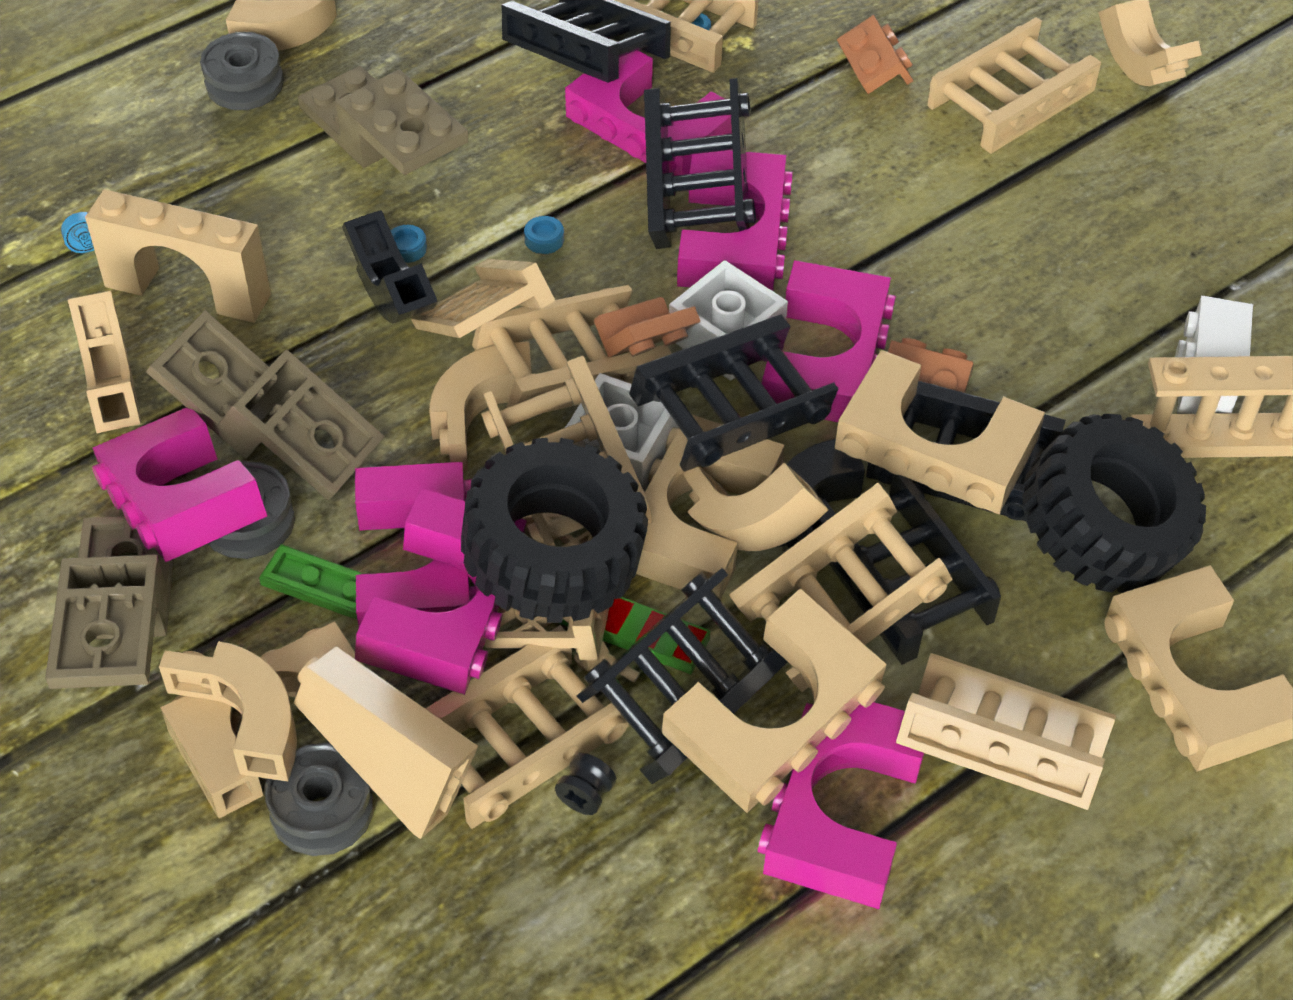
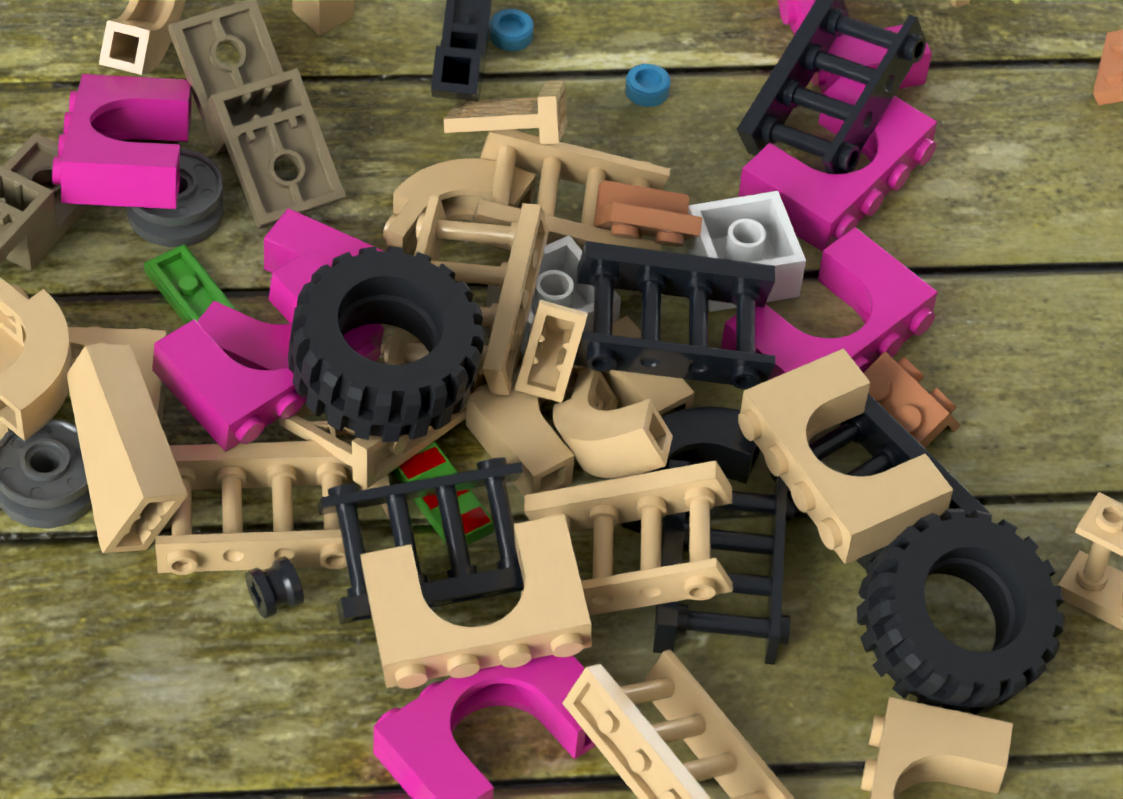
camera: 30 degrees right, 0 degrees up
(666, 467) = (550, 351): none -> tan slope

